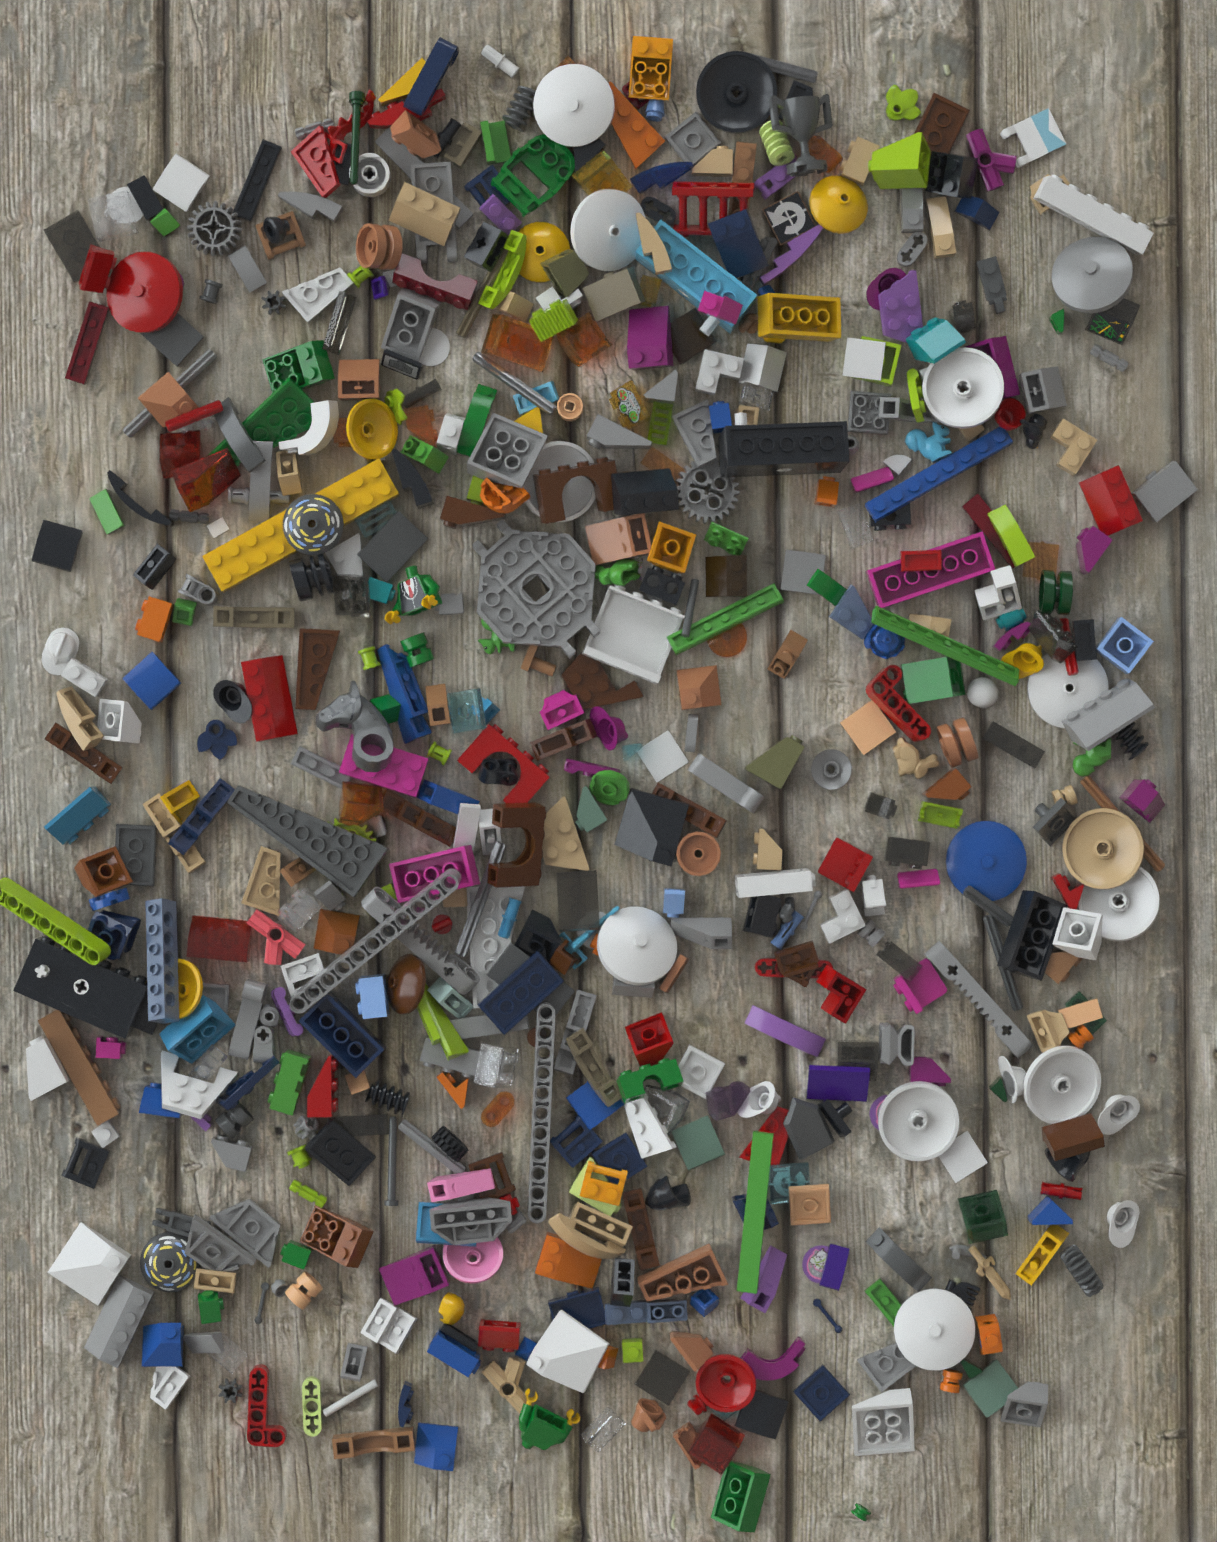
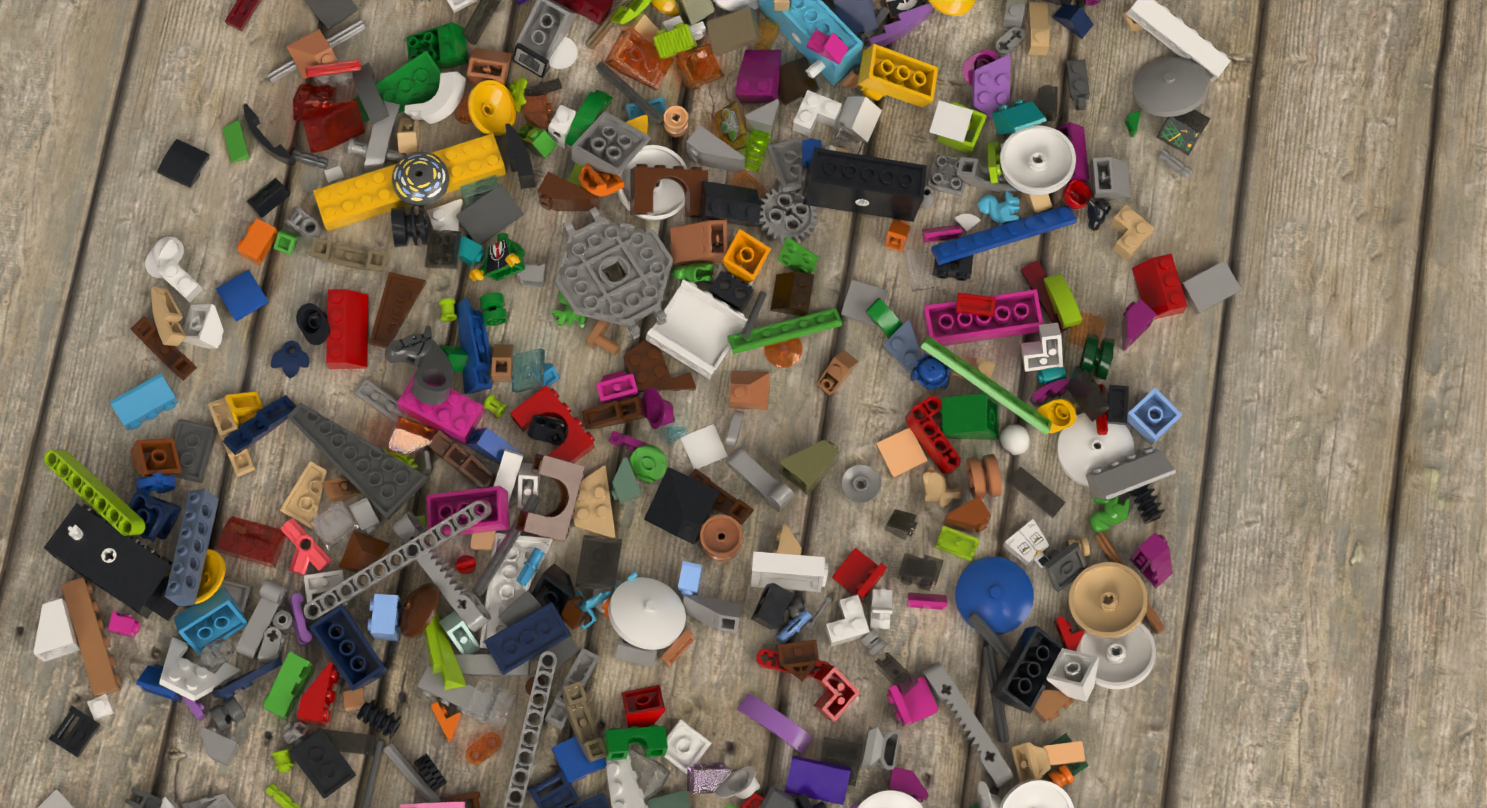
camera: 10 degrees right, 15 degrees down
(1014, 803) = (1028, 545): none -> white torso

